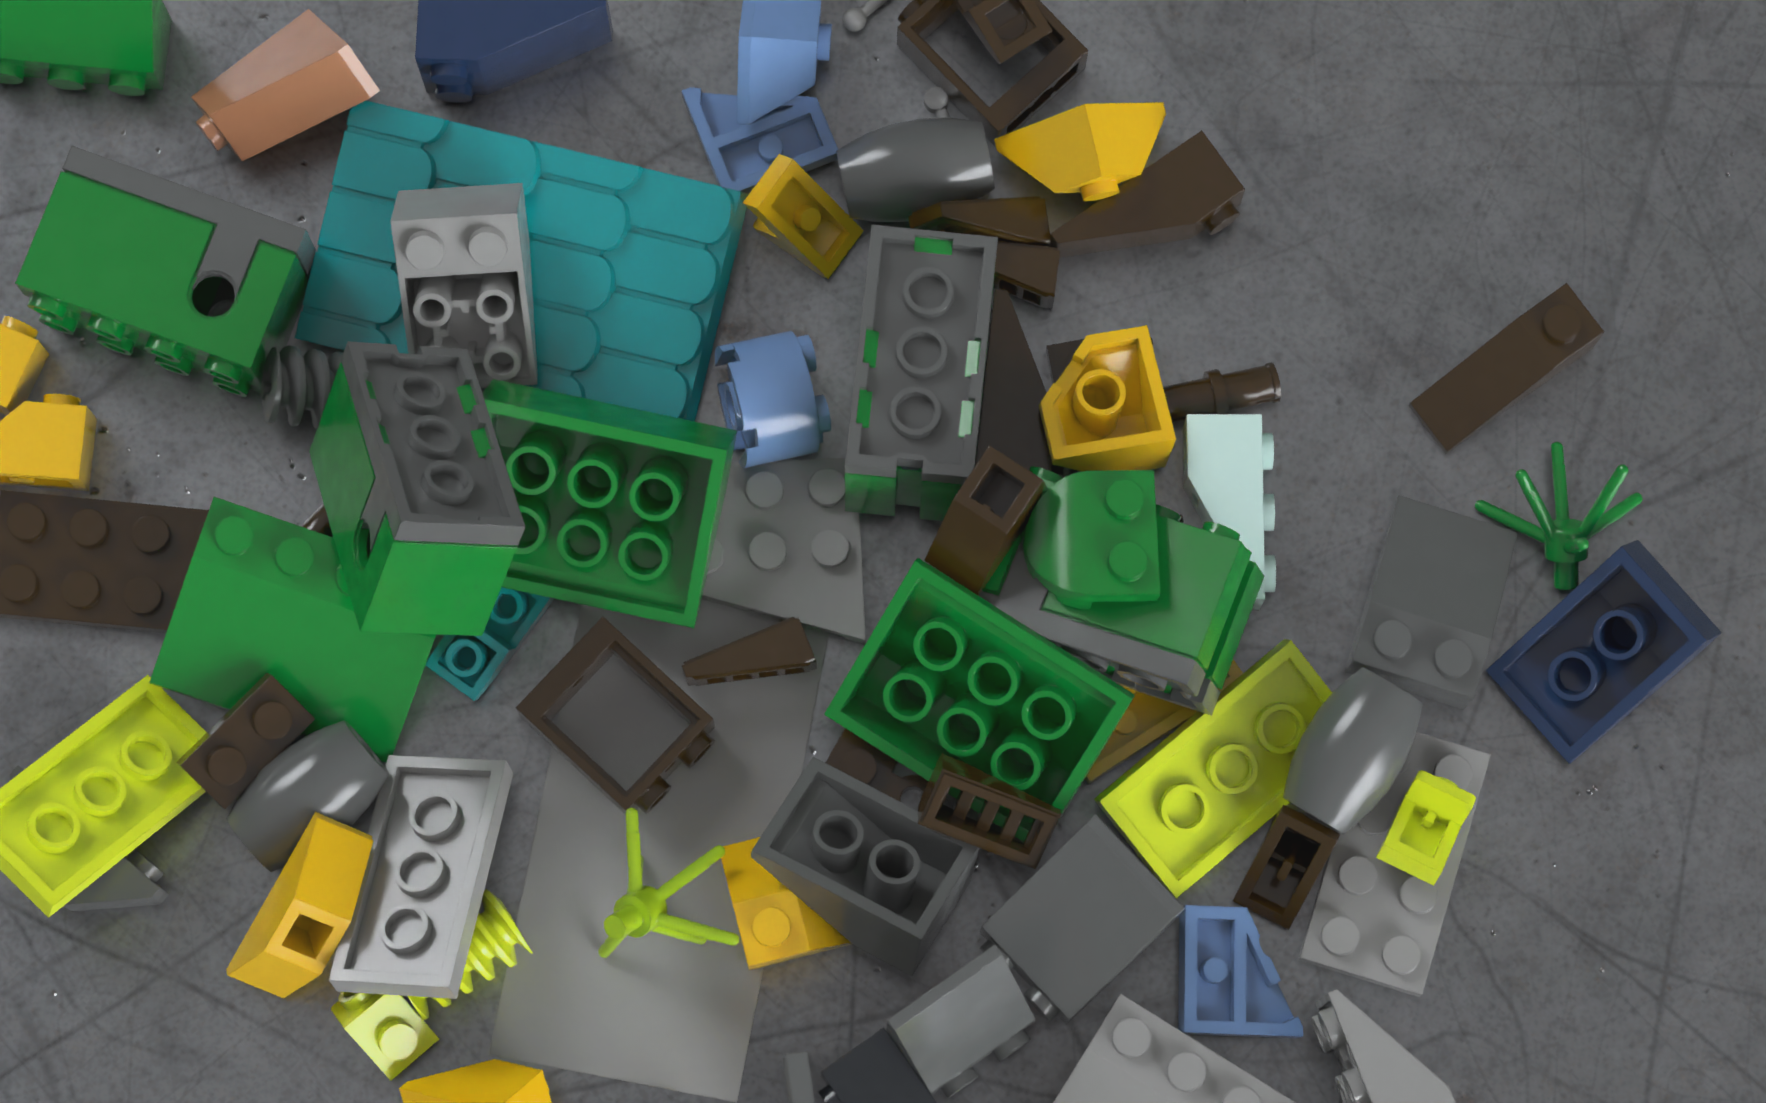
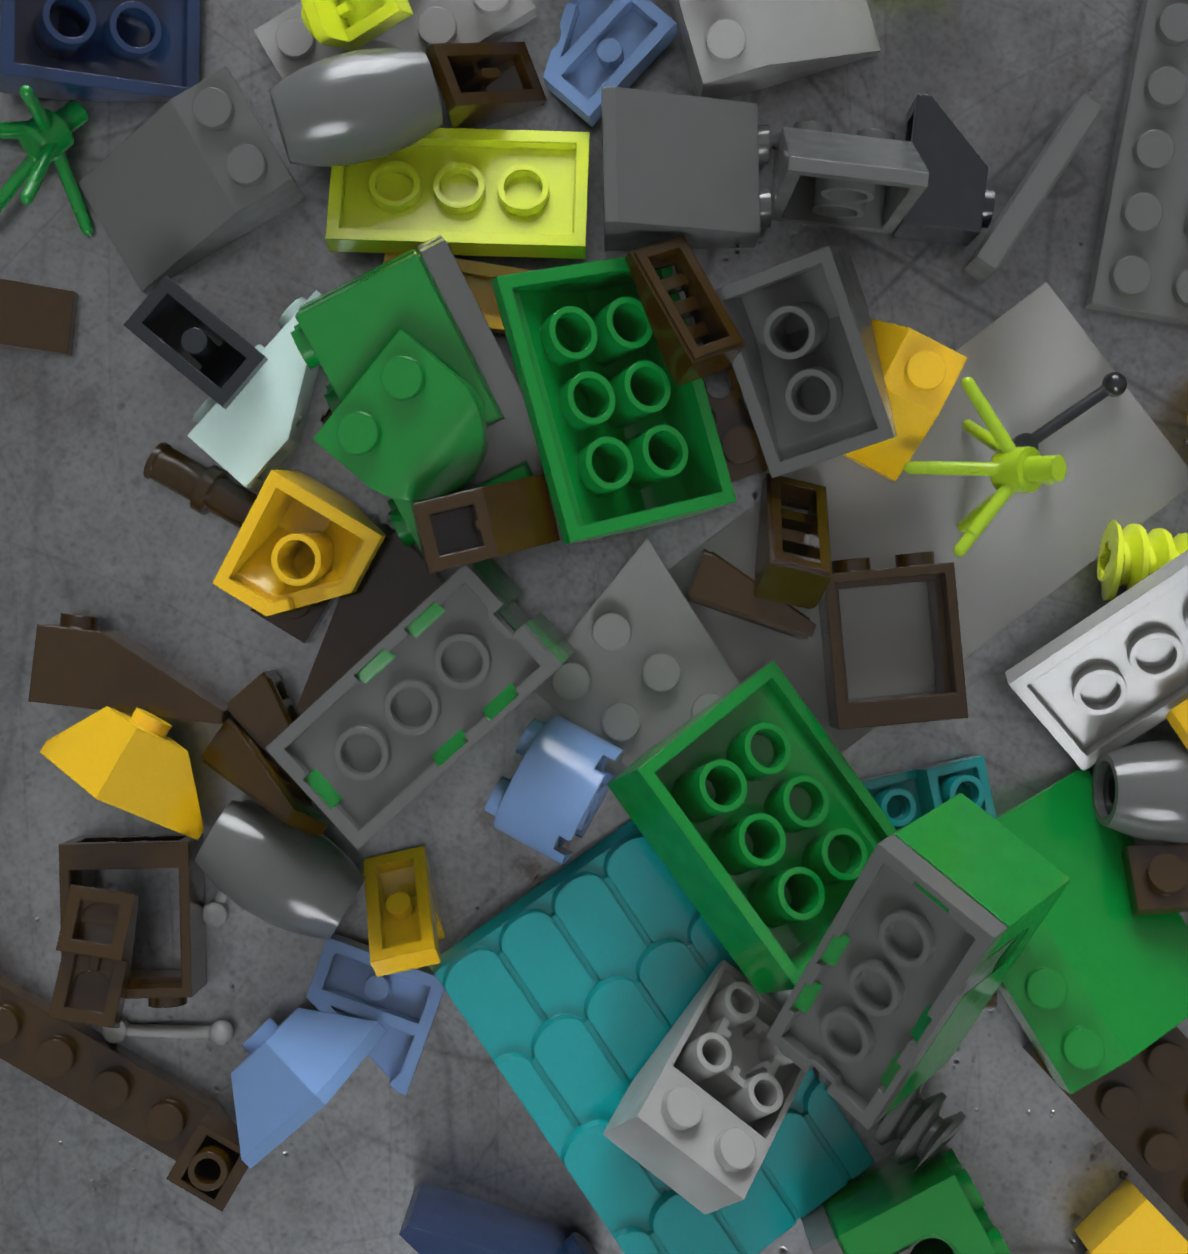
camera: 135 degrees left, 10 degrees up
(644, 962) = (1113, 385): none -> black hinge
(736, 696) = (791, 545): none -> dark brown slope
(1313, 484) = (195, 342): none -> black slope

